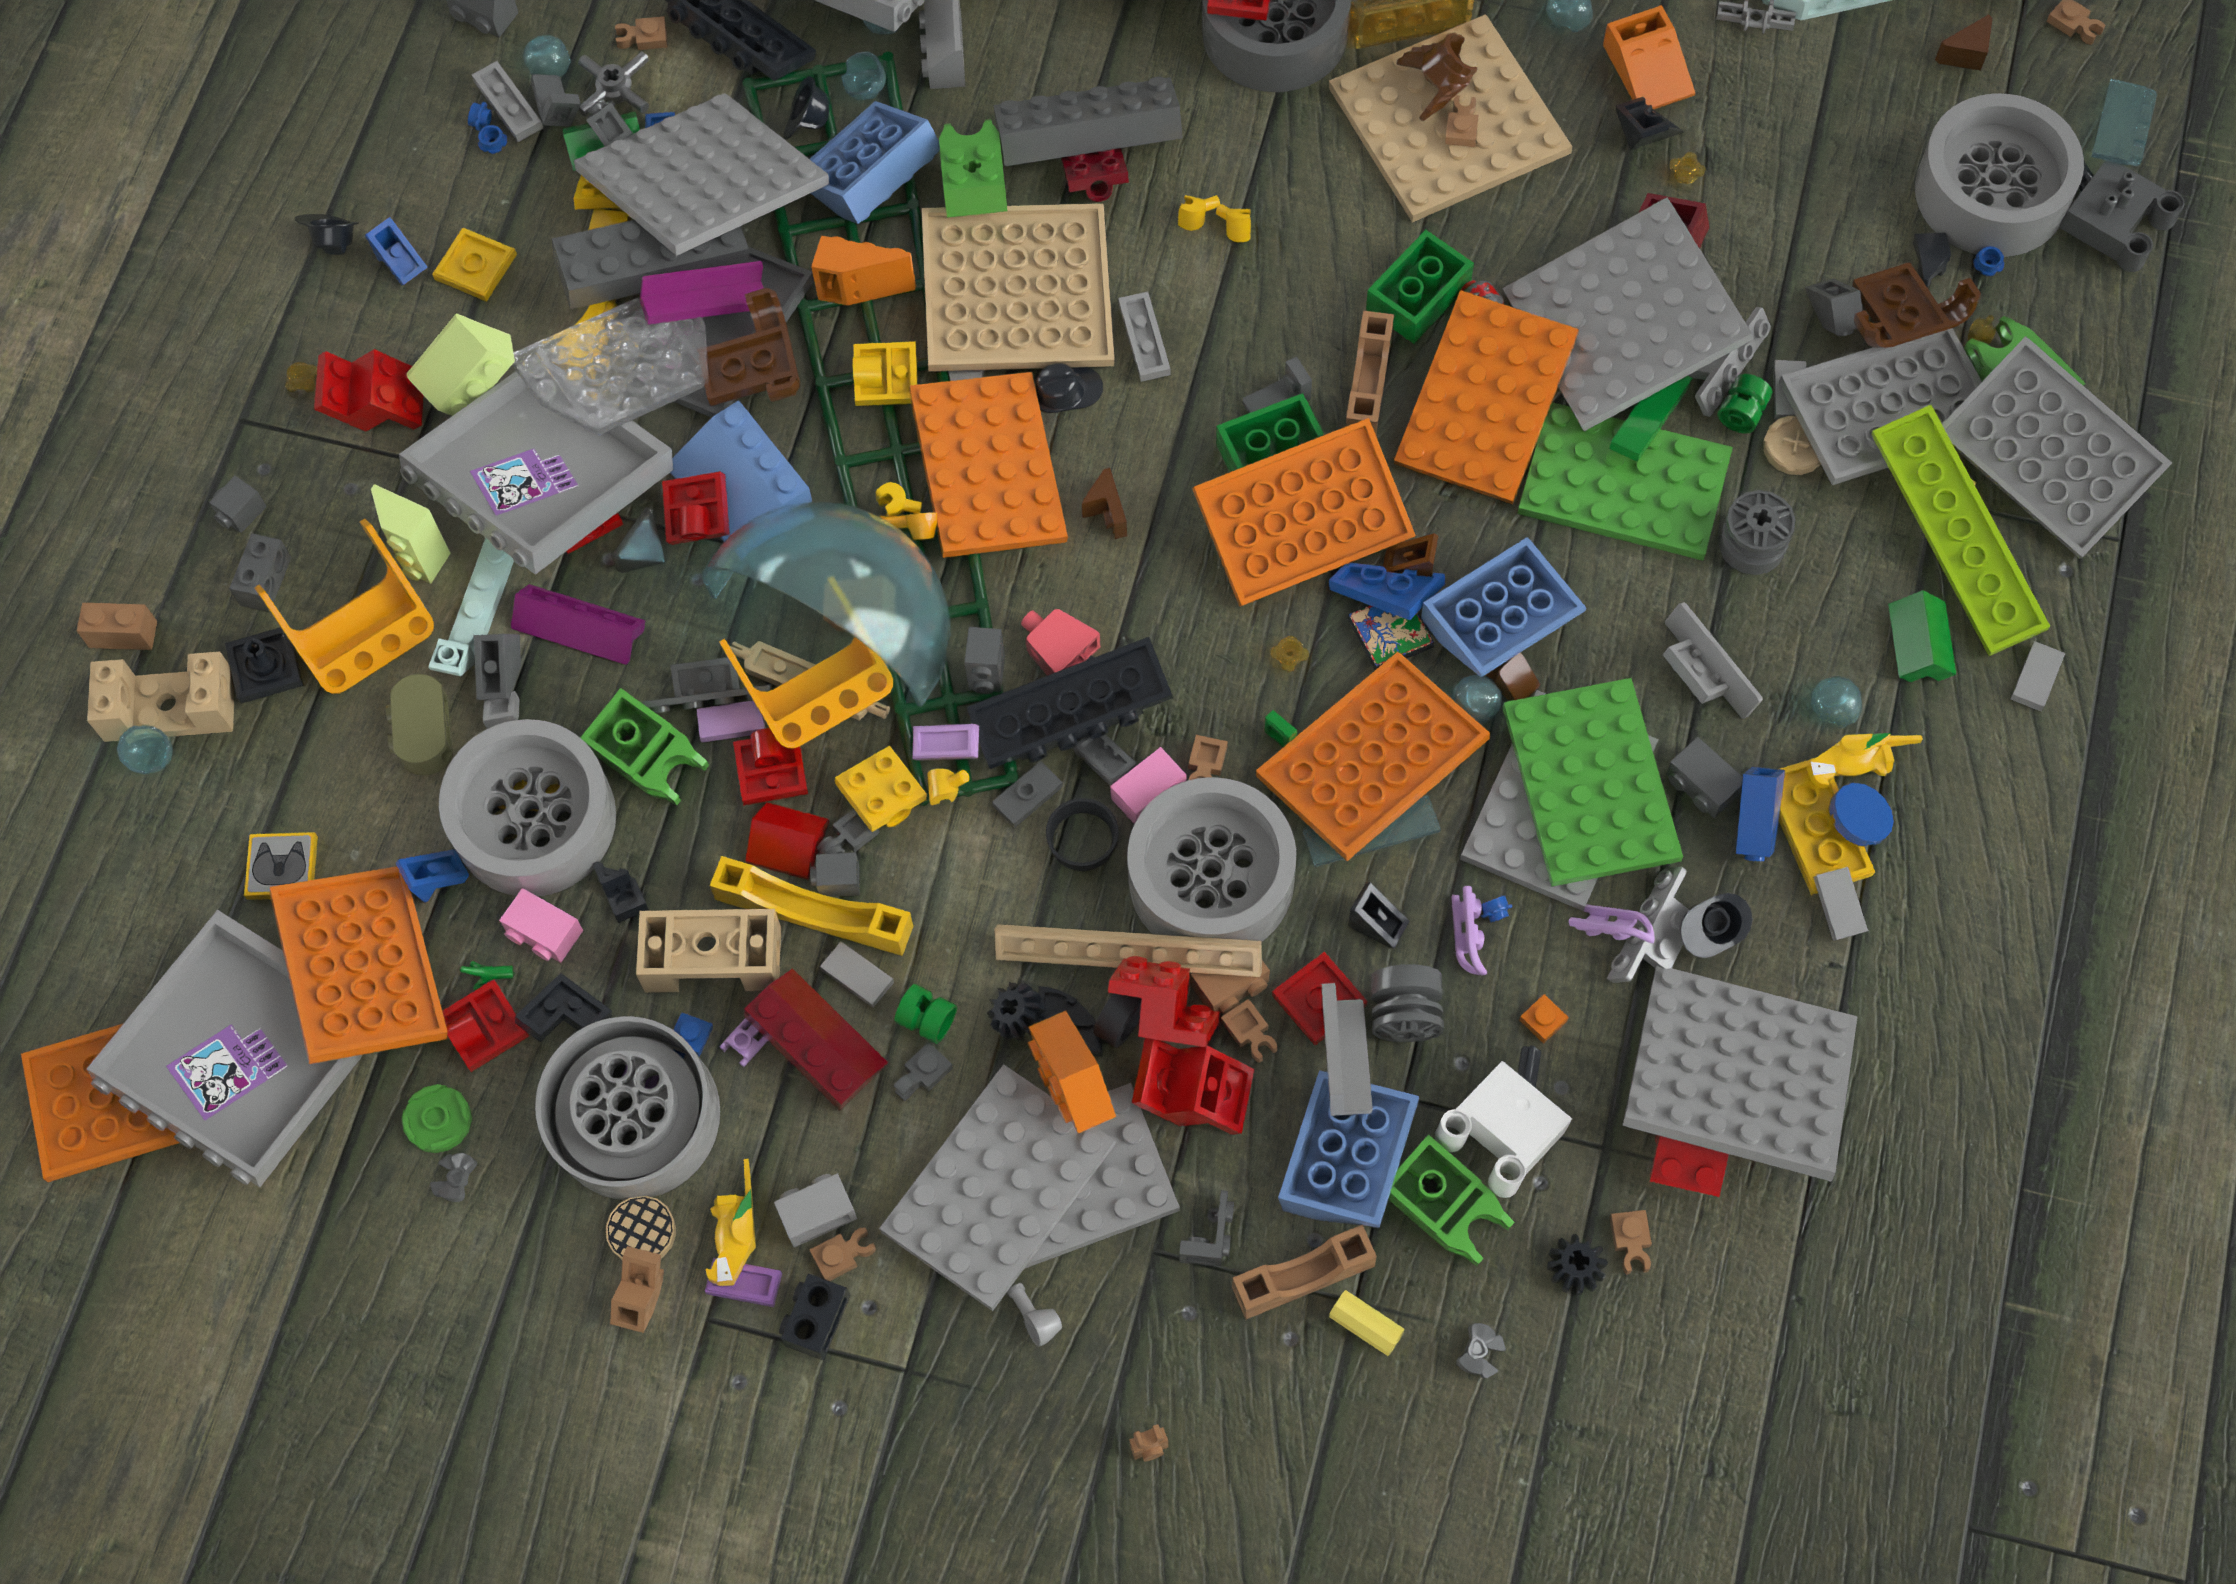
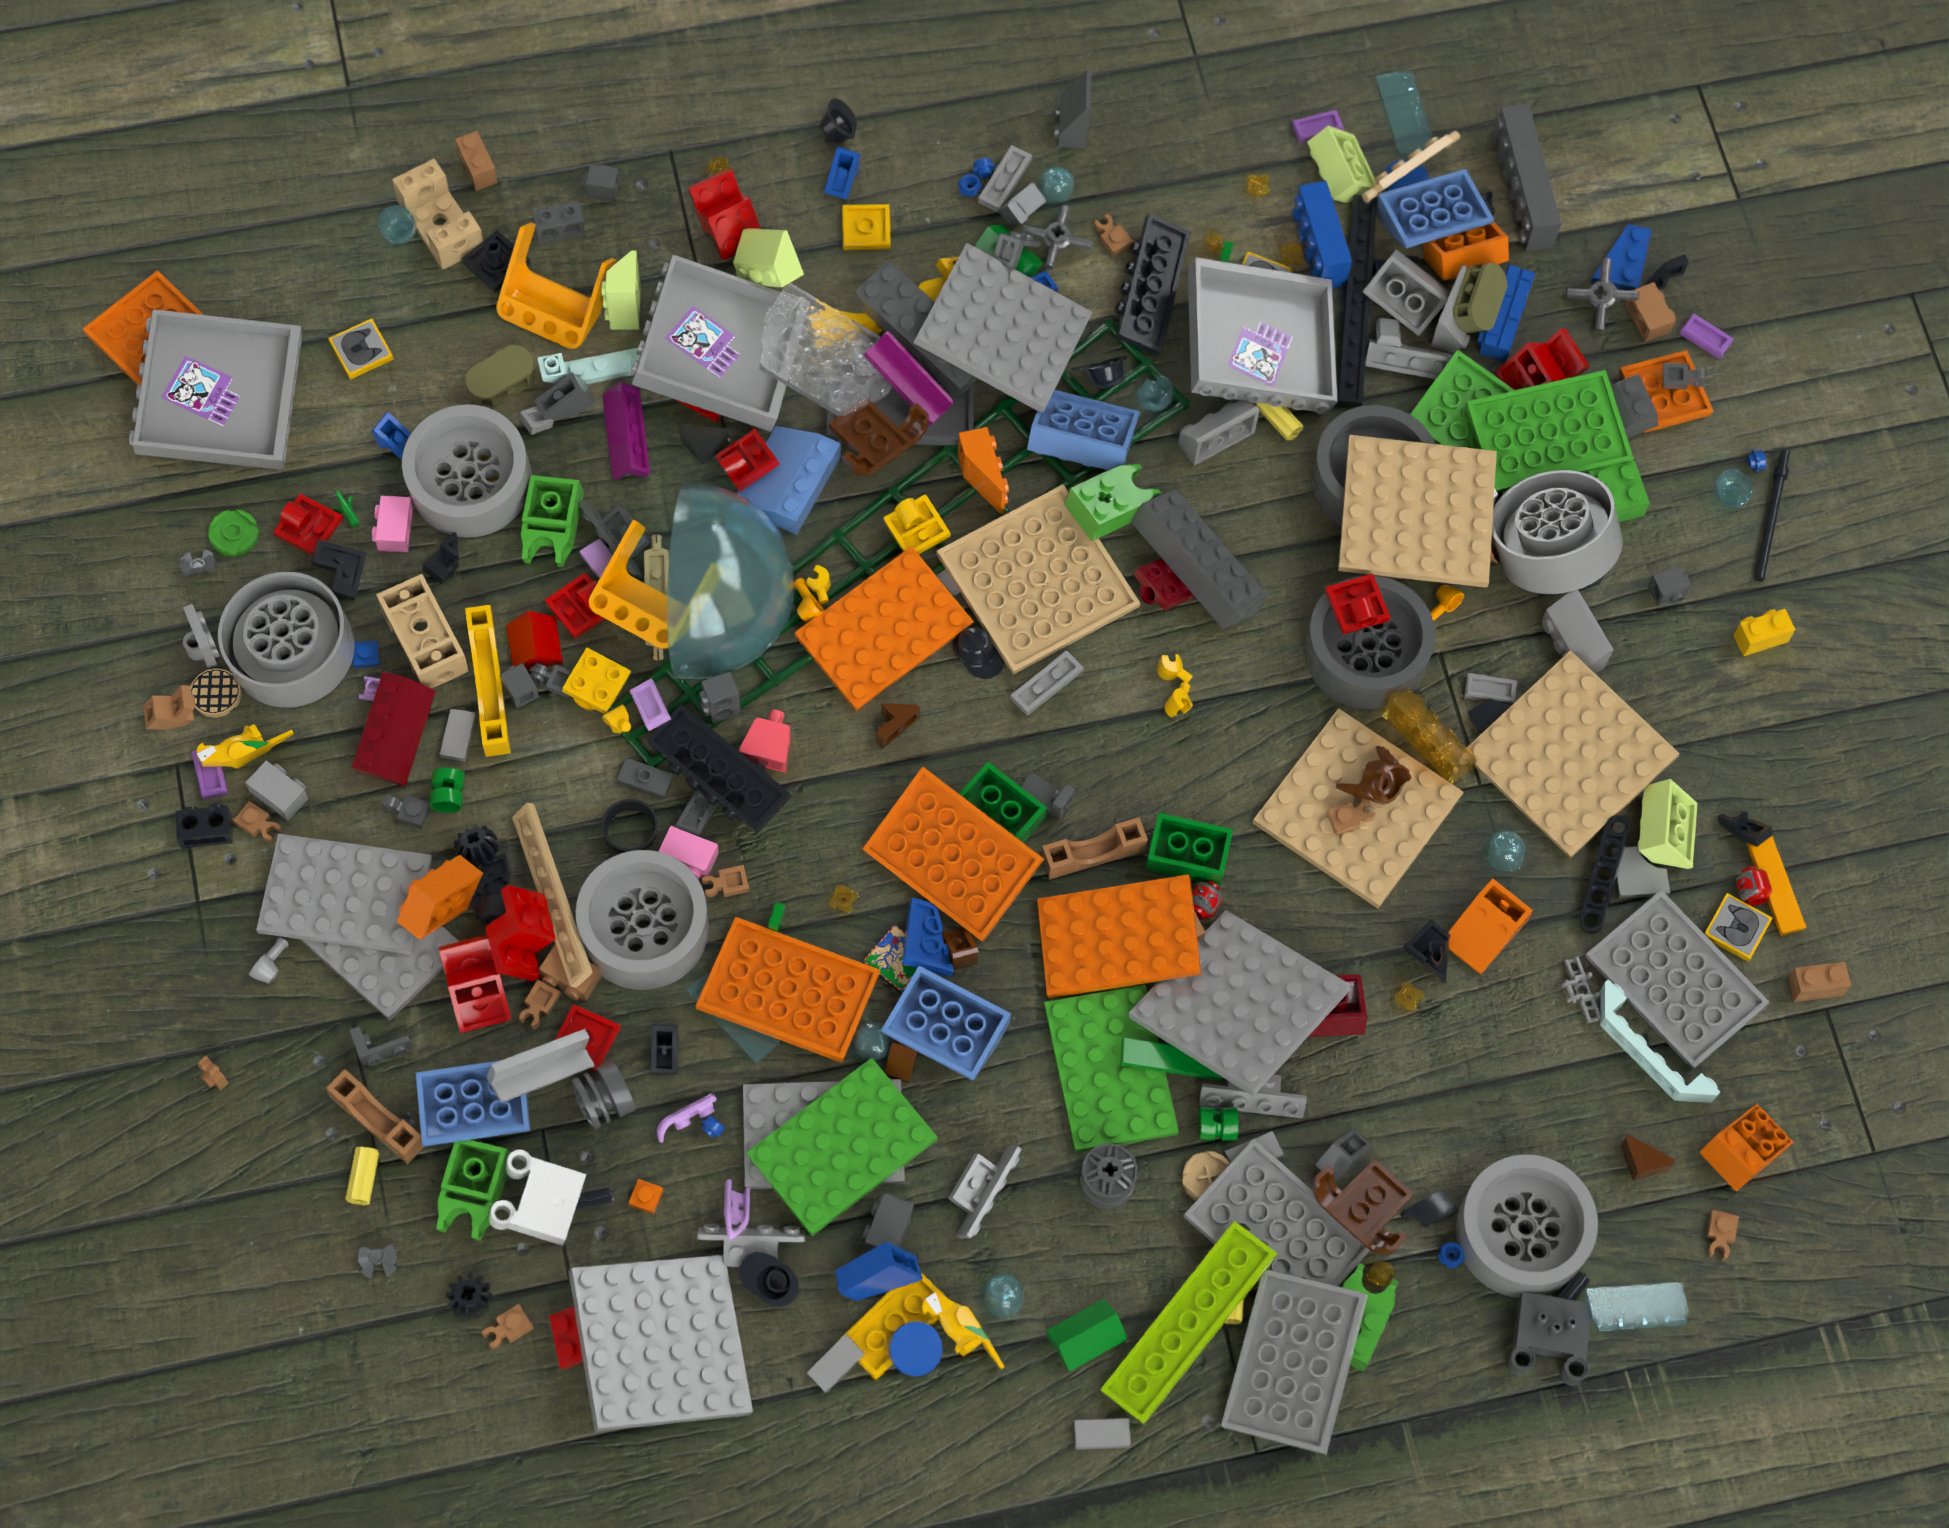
camera: 55 degrees right, 0 degrees up
(357, 964) = (305, 427): orange plate -> none
(550, 1209) = (201, 635): none -> light grey plate

